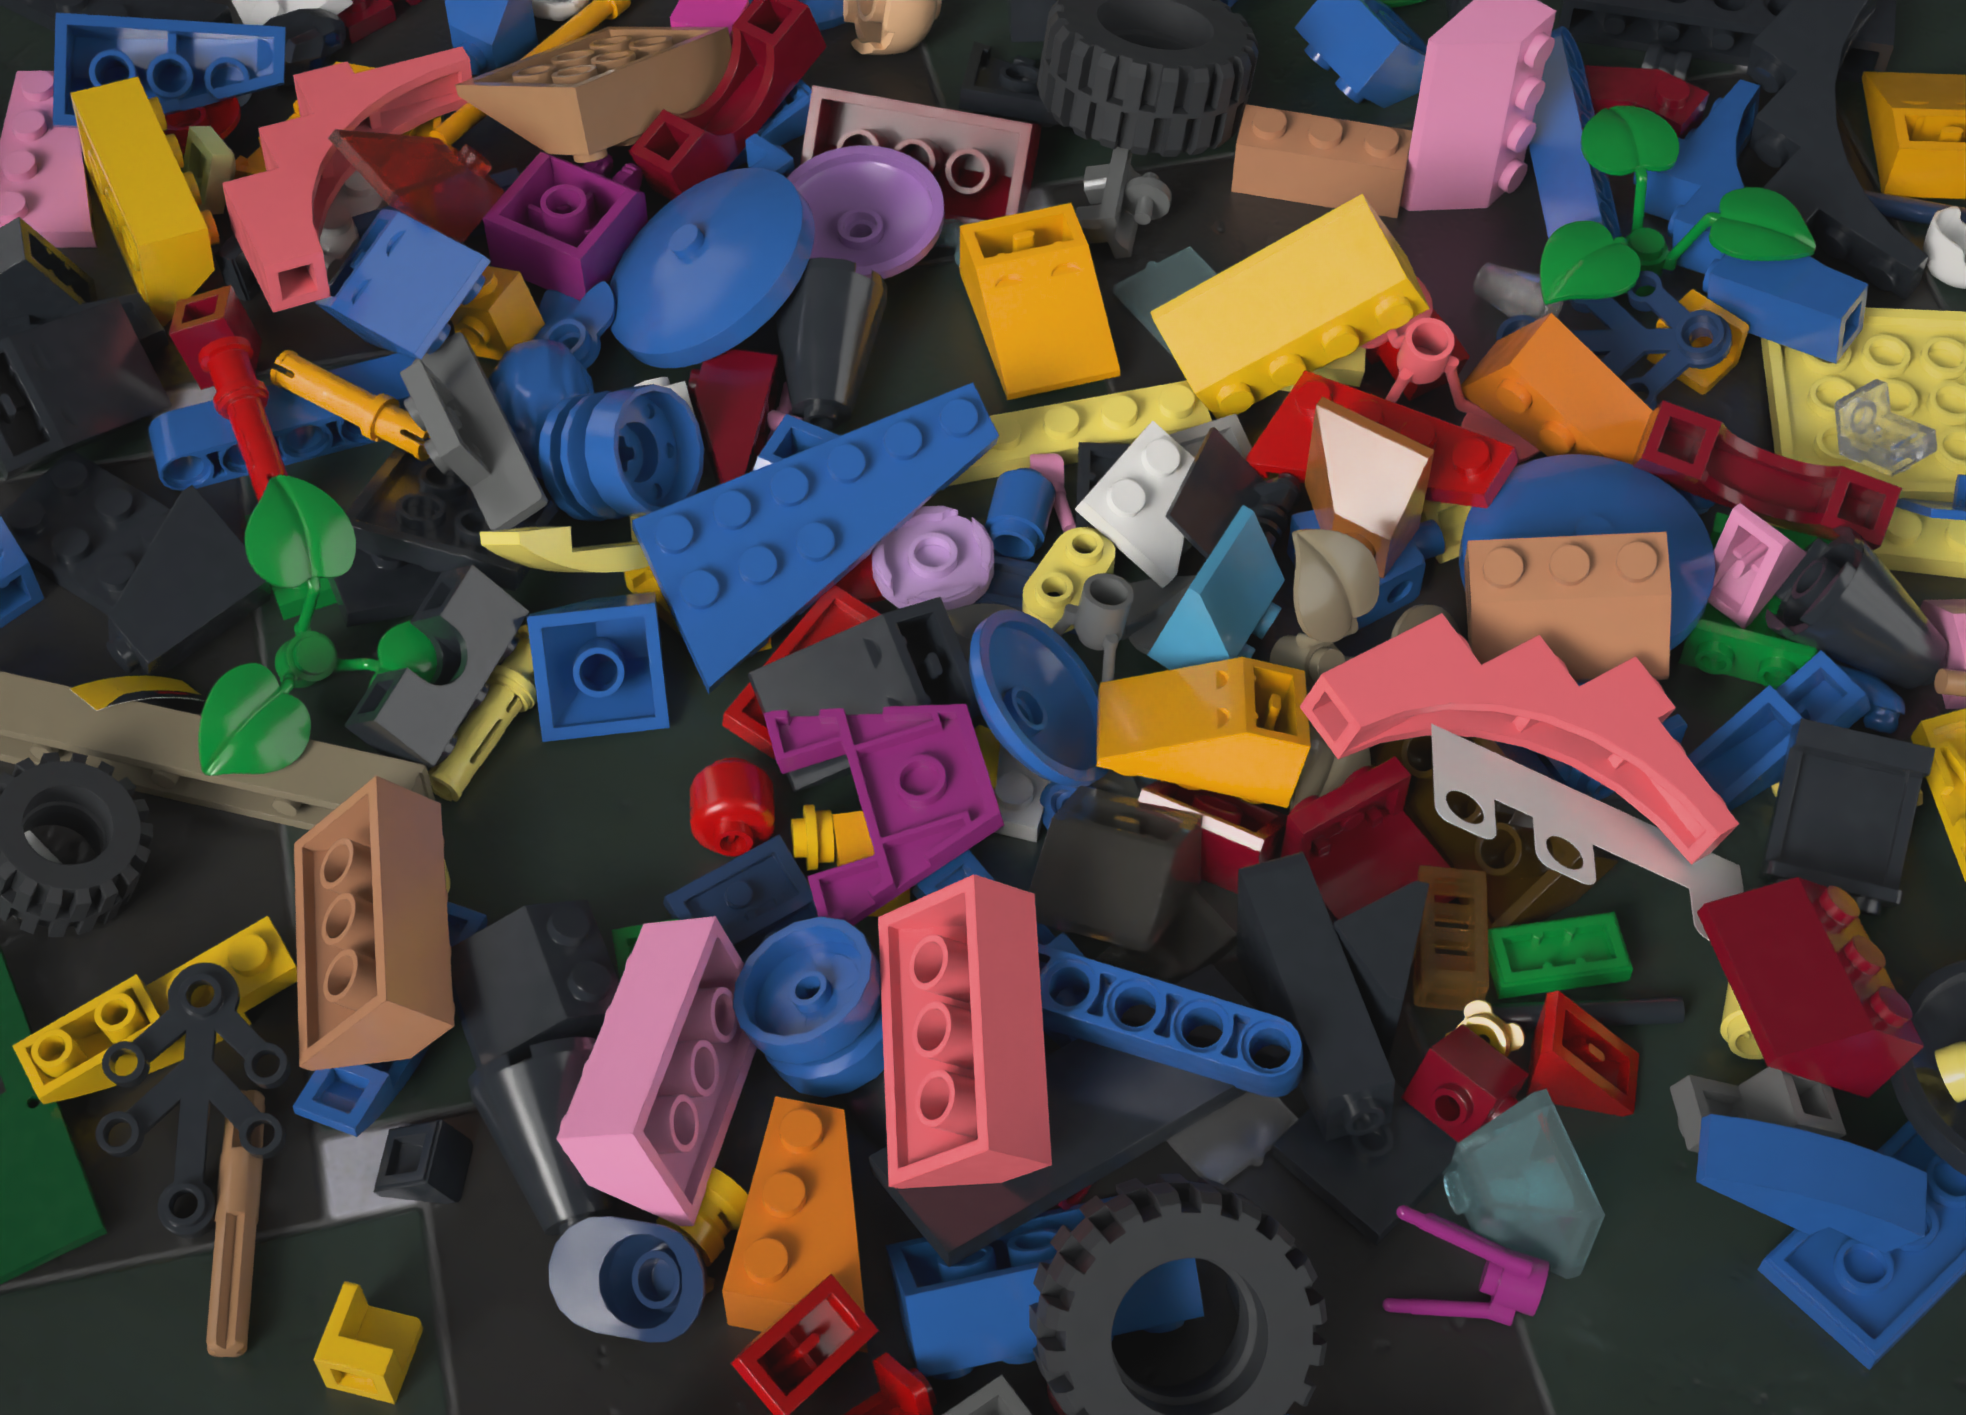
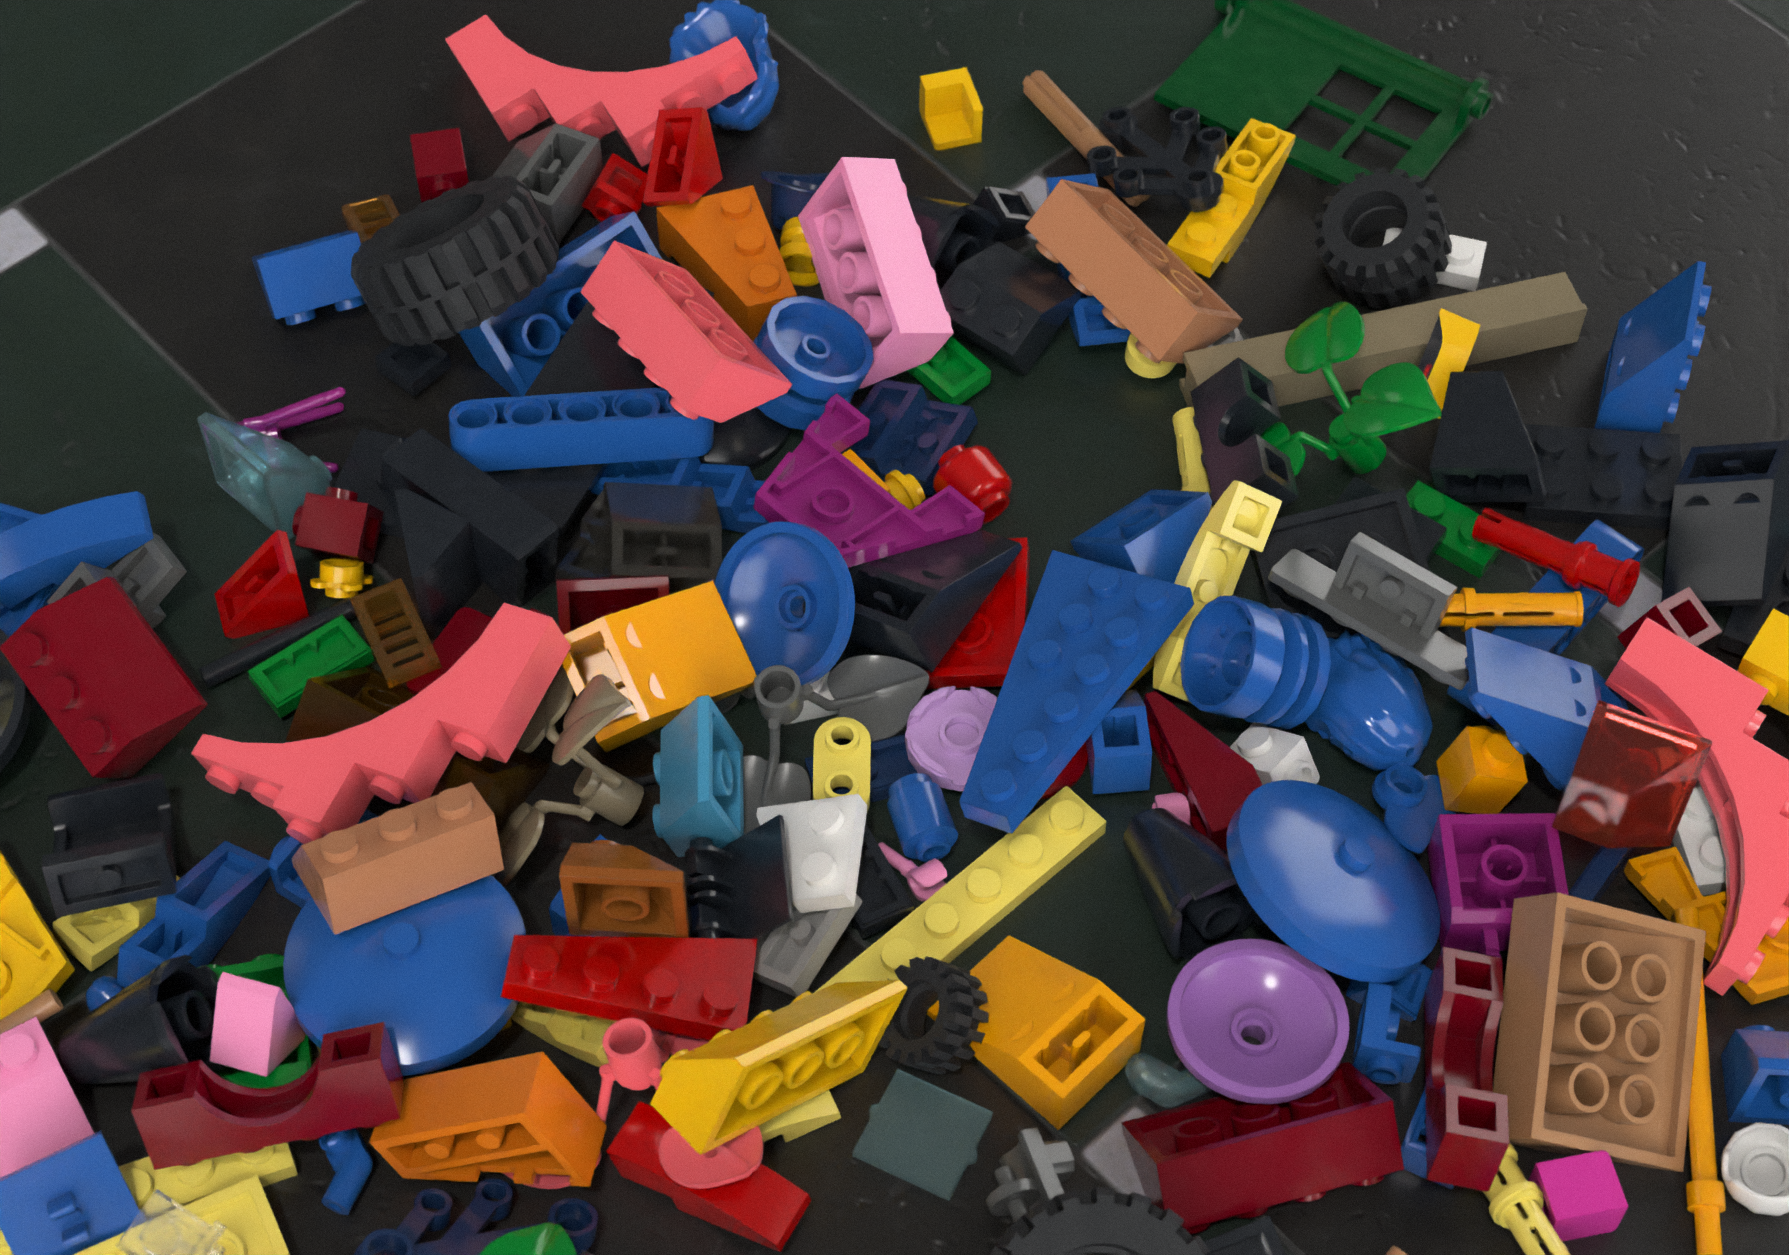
camera: 150 degrees right, 0 degrees up
(1106, 339) = (955, 1020): none -> black tyre
(1569, 815) = (334, 700): white piece -> none

